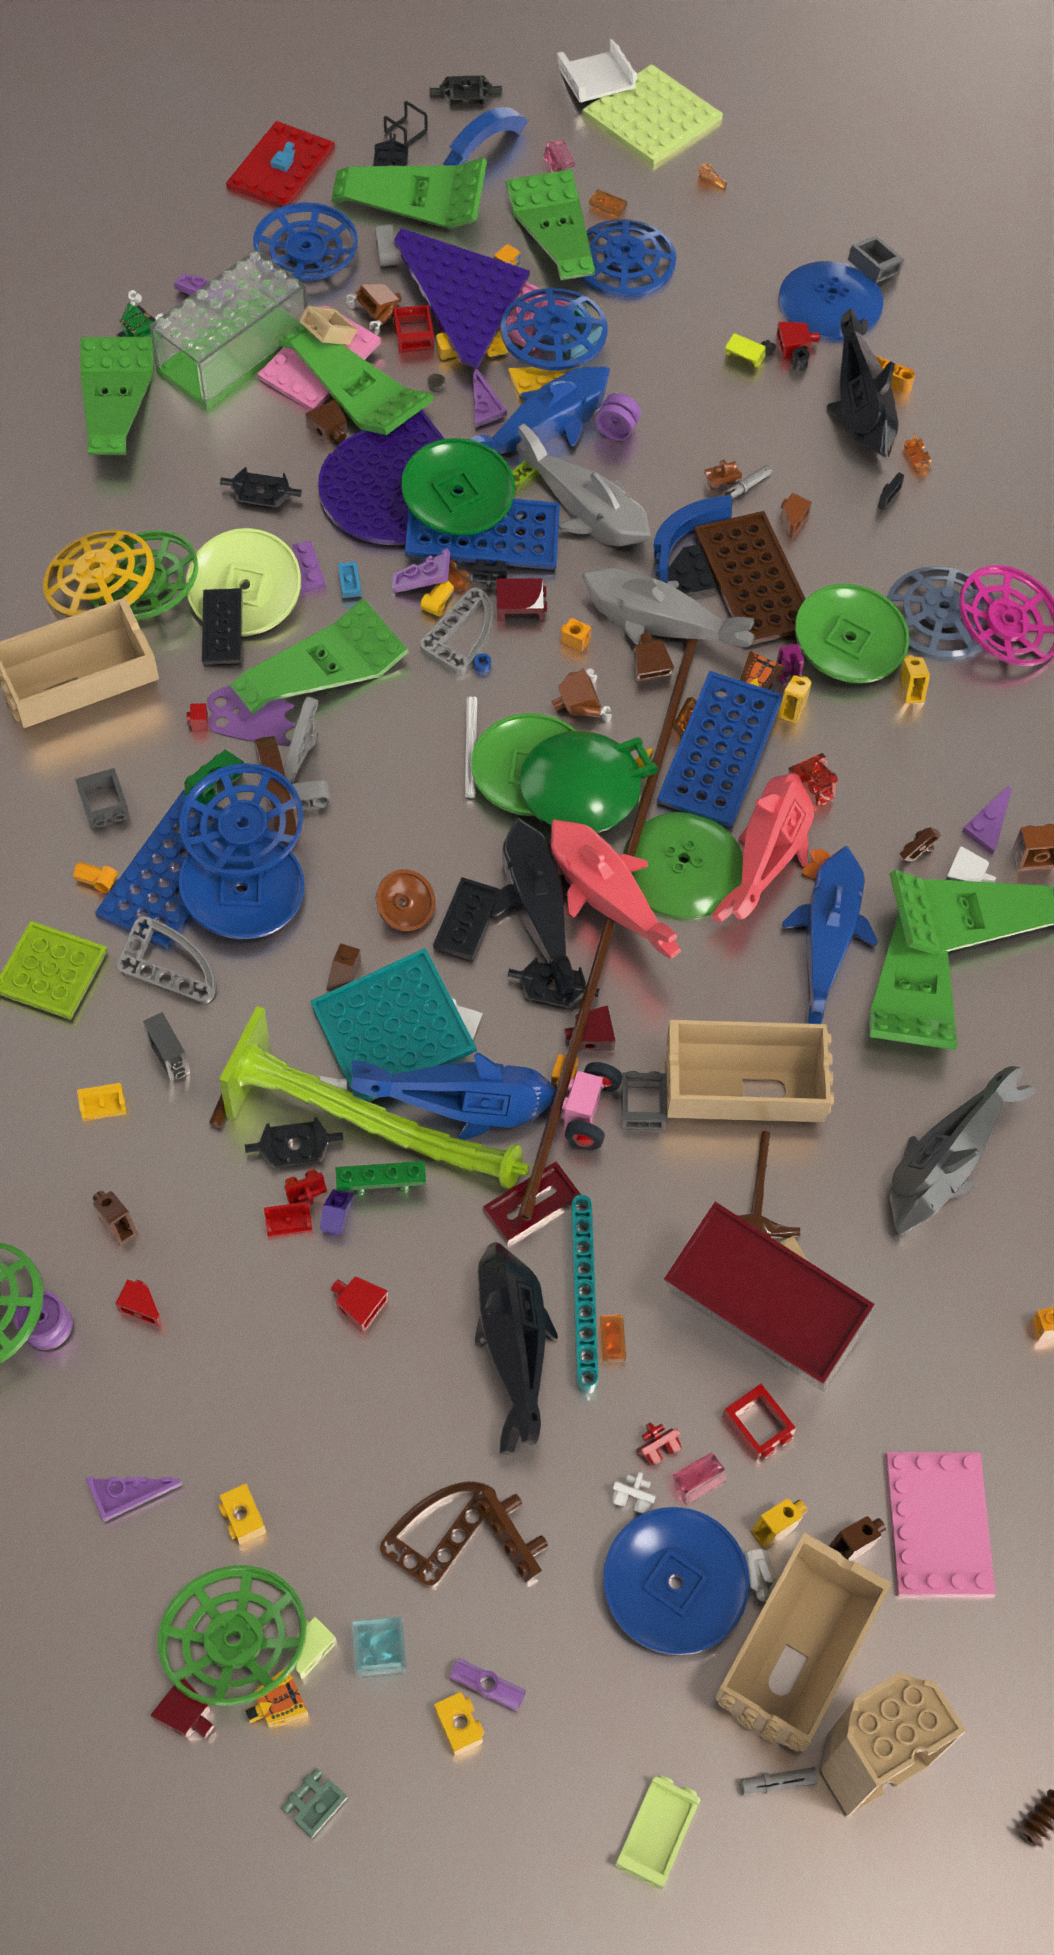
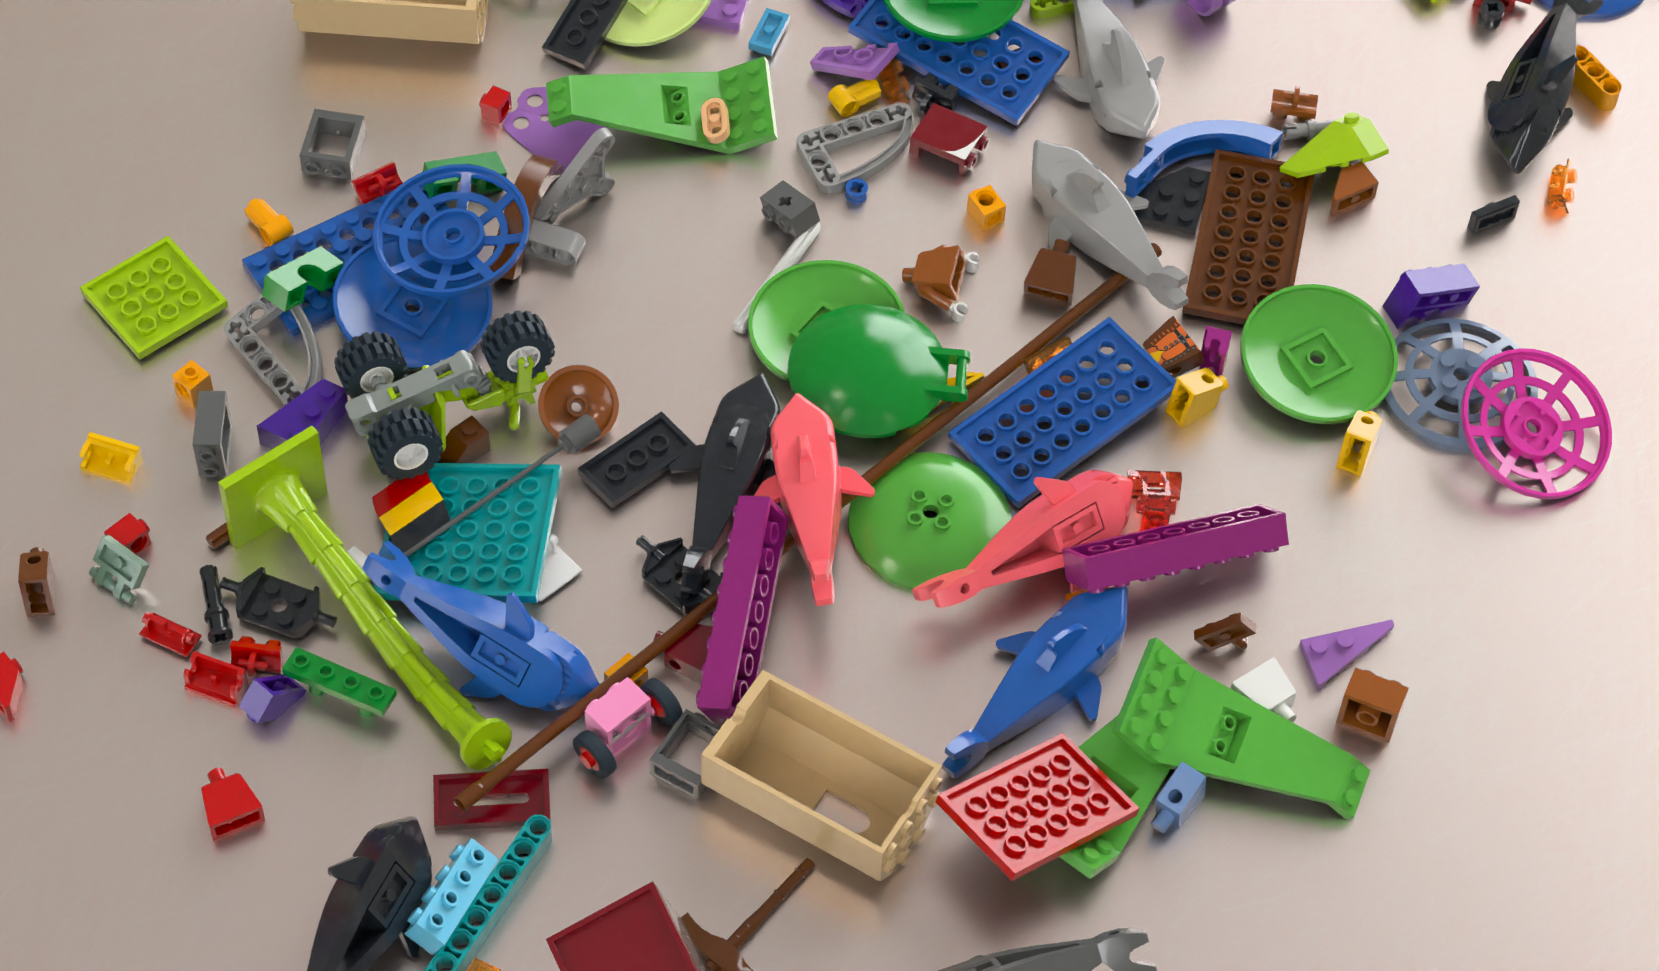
camera: 30 degrees right, 5 degrees down
(124, 1018) = (191, 380): none -> light orange brick
(152, 909) = (288, 284): none -> arch
(155, 811) = (377, 183): none -> red hips
(155, 1151) = (130, 533): none -> red brick
(166, 1172) = (118, 562): none -> sand green plate
(223, 1006) = (316, 407): none -> dark purple wedge
(232, 1204) = (169, 634): none -> red hinge
(255, 1173) = (216, 614): none -> black pin
(302, 963) = (409, 411): none -> piece
(351, 1031) = (417, 513): none -> flag
(361, 659) = (715, 126): none -> light nougat plate
(451, 696) = (789, 209): none -> dark grey brick
(559, 1283) = (451, 896): none -> medium azure brick
(621, 986) = (742, 606): none -> magenta brick
(771, 488) = (1336, 145): none -> lime wedge
(857, 804) = (1175, 547): none -> magenta brick
(888, 559) = (1430, 290): none -> dark purple wedge
(895, 1019) = (1037, 806): none -> plate
(966, 968) = (1179, 797): none -> medium blue torso

